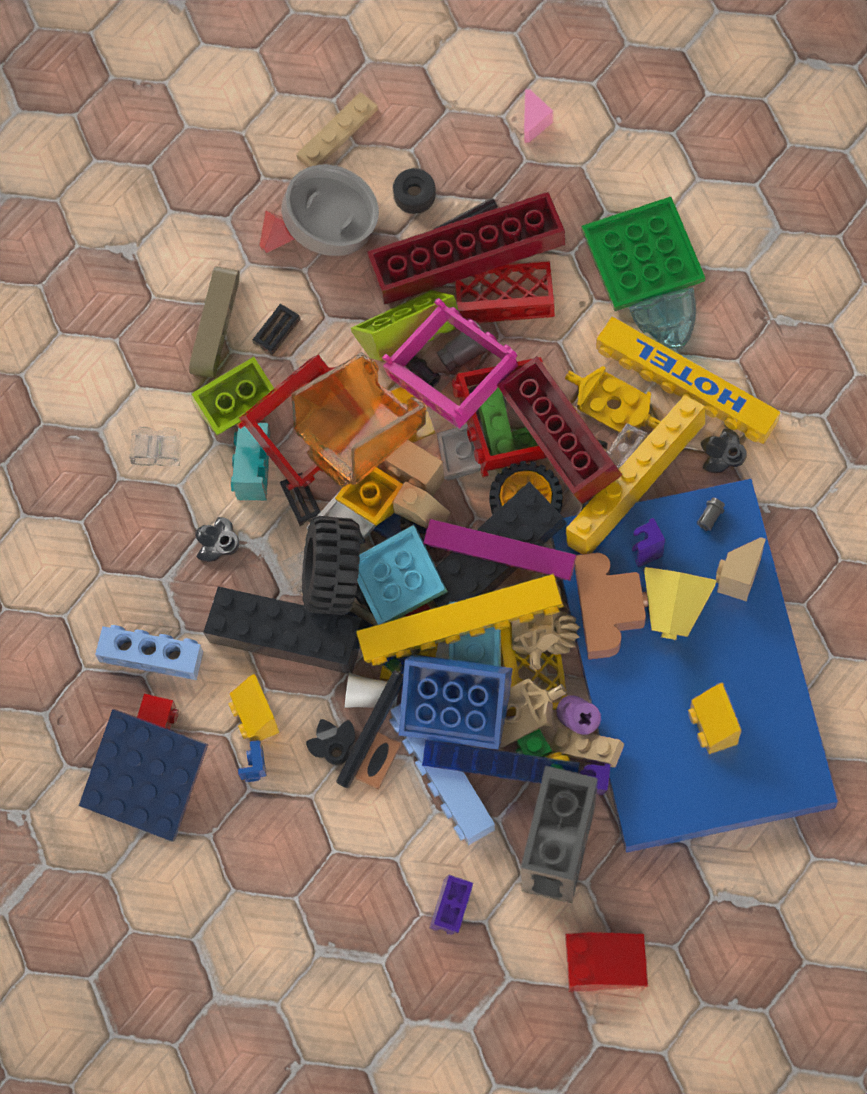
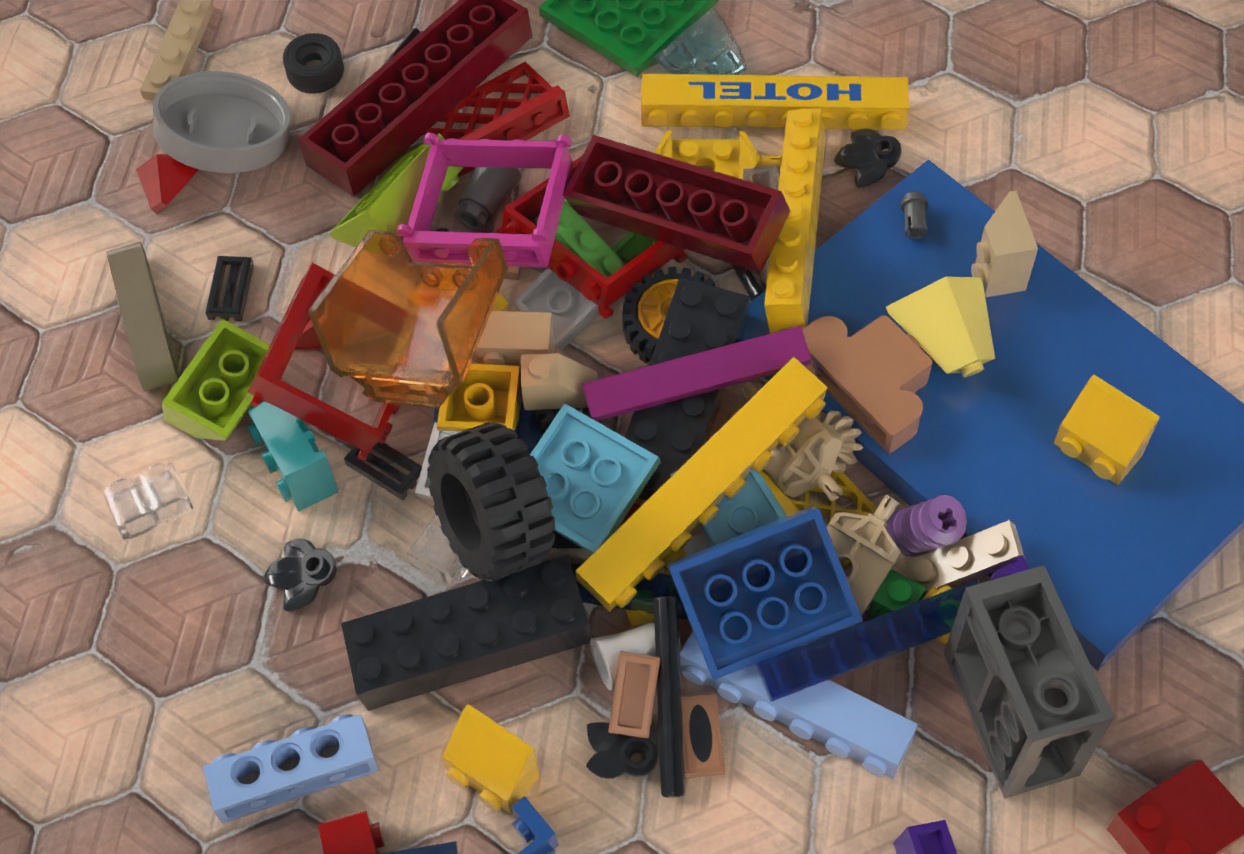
camera: 35 degrees left, 10 degrees down
(352, 718) = (634, 694): none -> nougat tile
(652, 546) = (875, 274): dark purple hinge -> none

